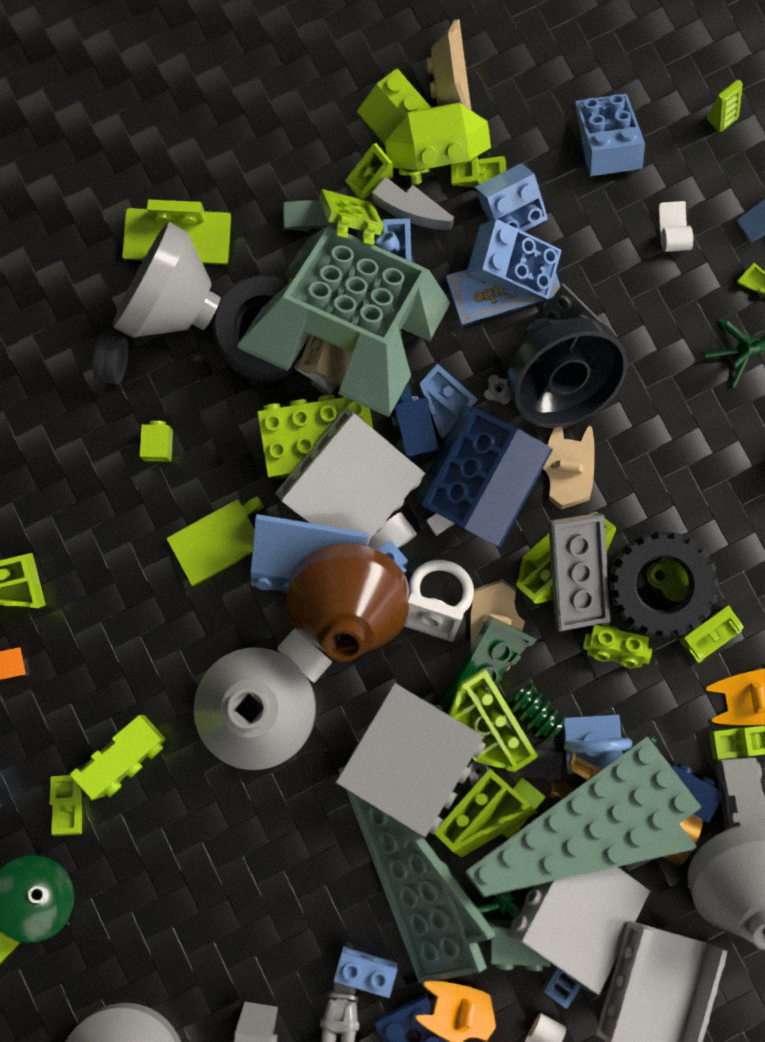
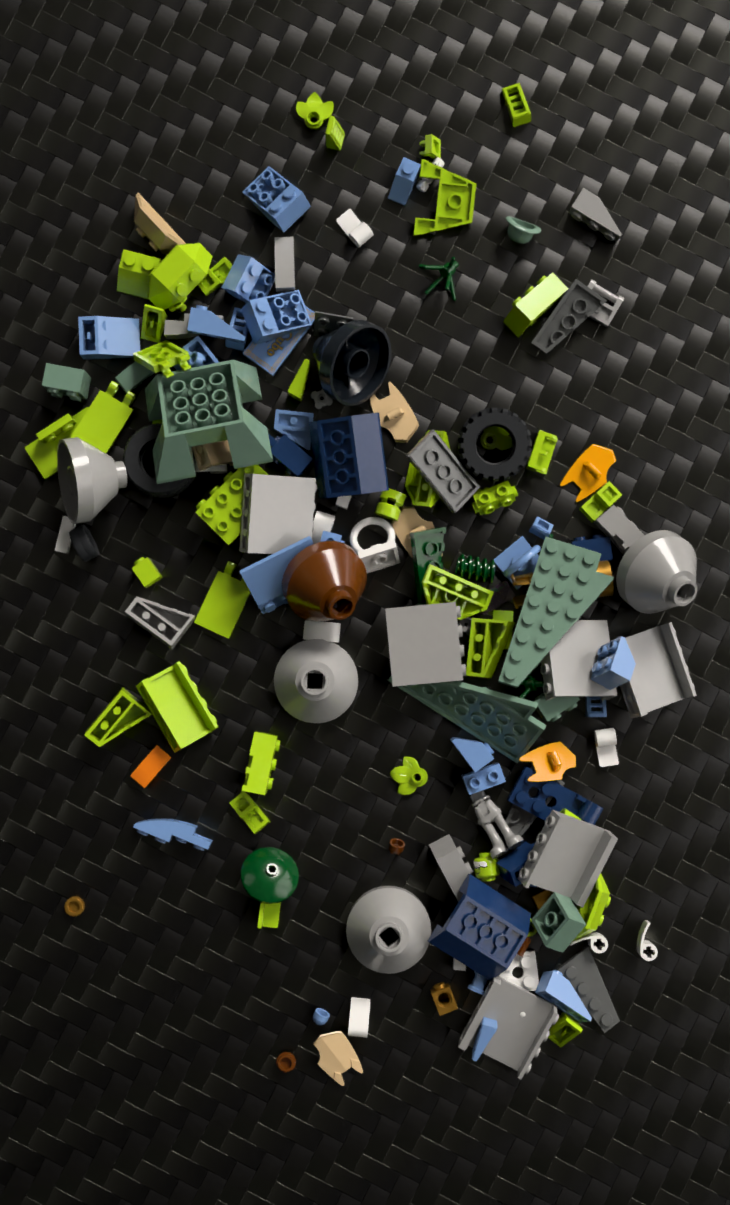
camera: 40 degrees left, 5 degrees up
(74, 620) = (177, 706): none -> lime panel
(87, 343) = (63, 541): none -> white piece
(129, 508) = (160, 621): none -> light grey wedge
(208, 980) = (396, 846): none -> reddish brown hinge
(225, 167) = (66, 381): none -> sand green brick
(238, 239) = (105, 418): none -> lime tile
(277, 899) = (406, 776): none -> lime plate
(308, 152) = (108, 337): none -> medium blue slope
(376, 932) = (473, 752): none -> medium blue slope
(429, 212) = (208, 324): none -> medium blue slope
(448, 257) = (233, 344): none -> medium blue slope
(483, 355) = (298, 385): none -> lime slope
(483, 572) = (387, 510): none -> lime wheel
(565, 211) = (284, 264): none -> light grey slope
(622, 955) = (613, 664): none -> medium blue slope
(647, 722) = (541, 528): none -> medium blue slope
(723, 67) = (314, 109): none -> lime plate

